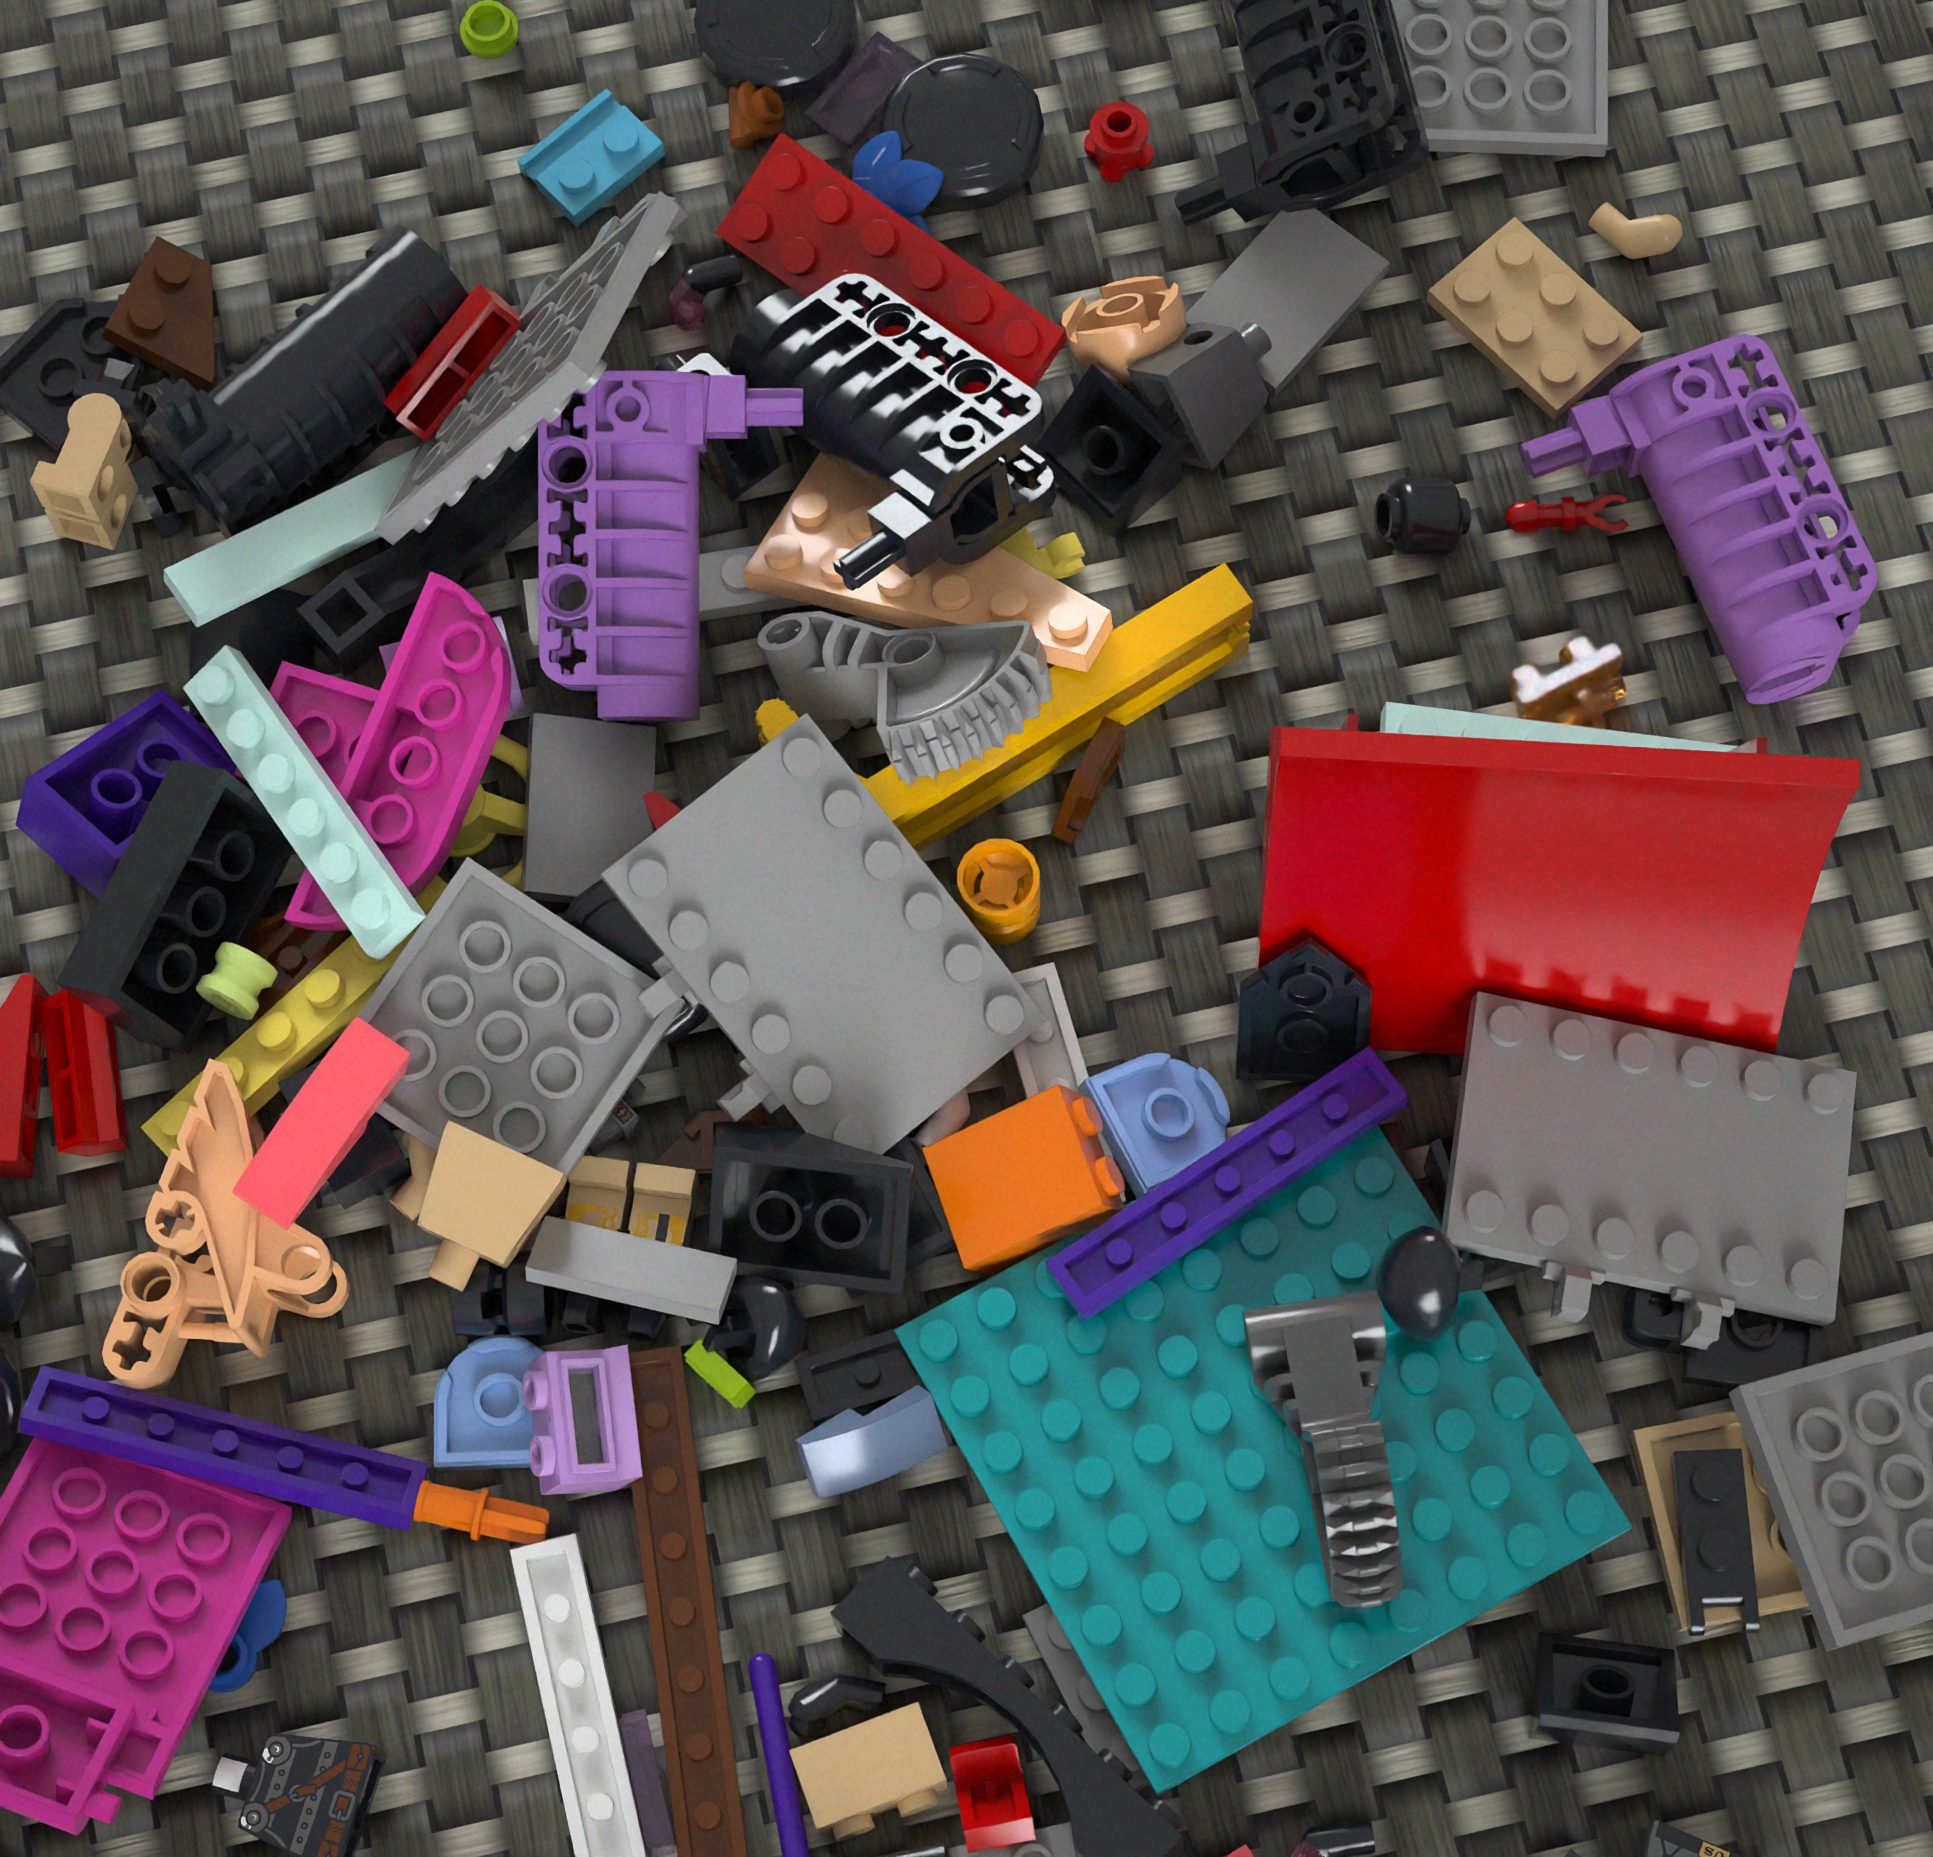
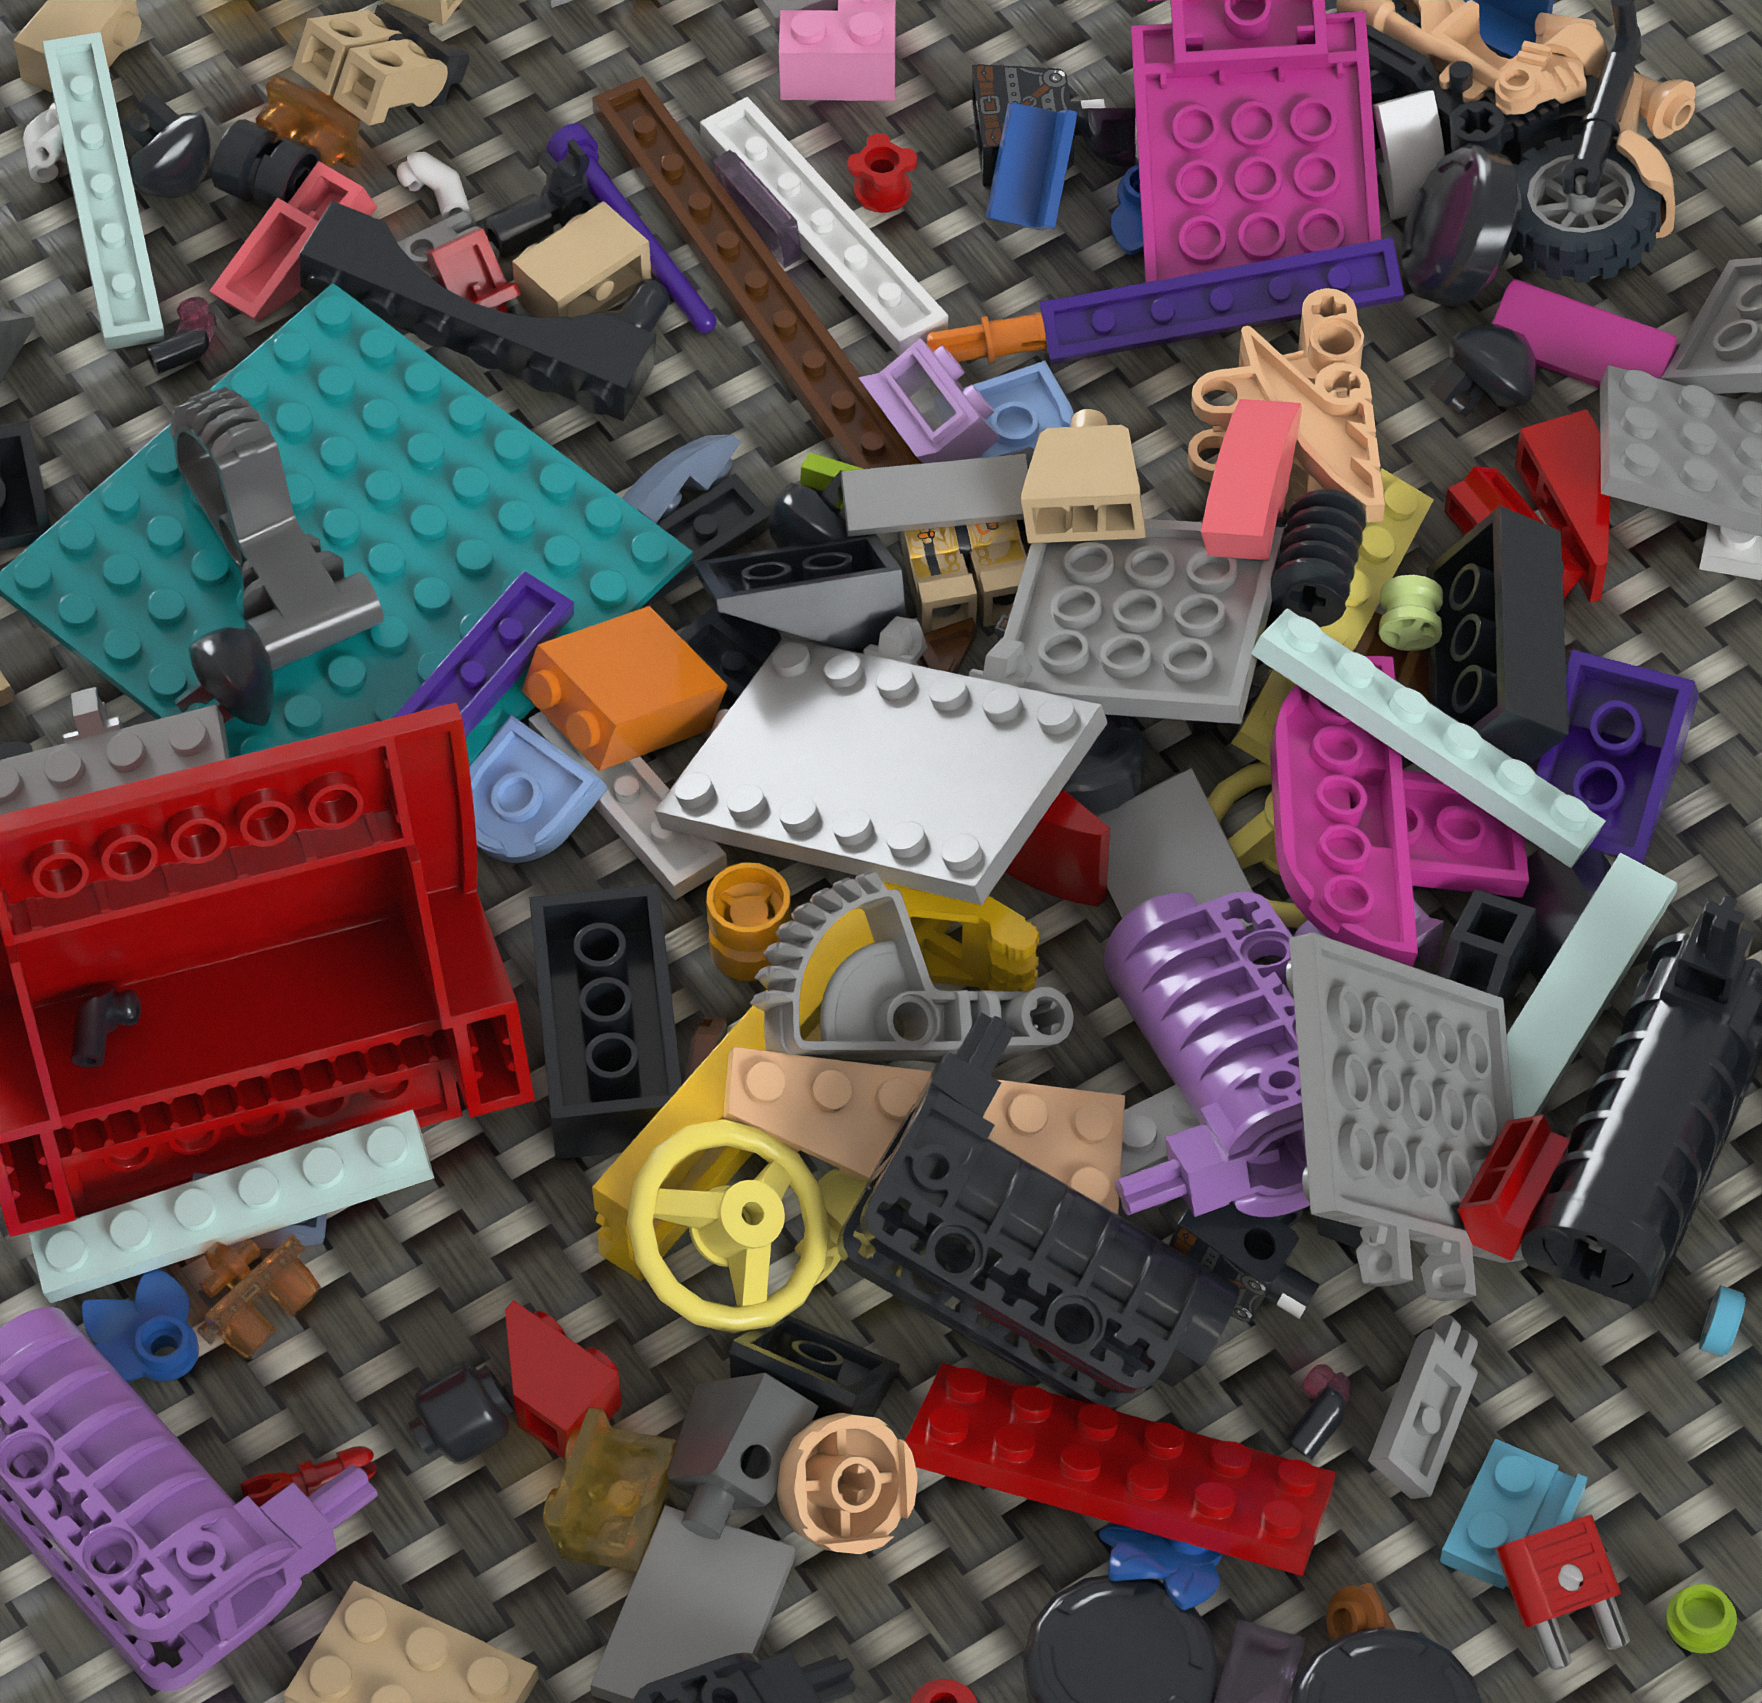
camera: 155 degrees right, 15 degrees down
(225, 1736) = (1109, 134): none -> black tile
(299, 1035) = (1318, 556): none -> black piece
(332, 1694) = (1031, 166): none -> blue panel
(338, 245) = (1722, 1321): none -> medium azure tile
(477, 1765) = (881, 174): none -> red brick
(585, 76) = (1558, 1575): none -> red piece
(1140, 536) = (730, 1226): none -> light yellow piece
(1167, 831) = (604, 1015): none -> black brick
(1314, 405) = (608, 1494): none -> clear yellow bracket
(1332, 514) = (555, 1378): none -> red slope
(1689, 704) = (133, 1331): none -> blue plate

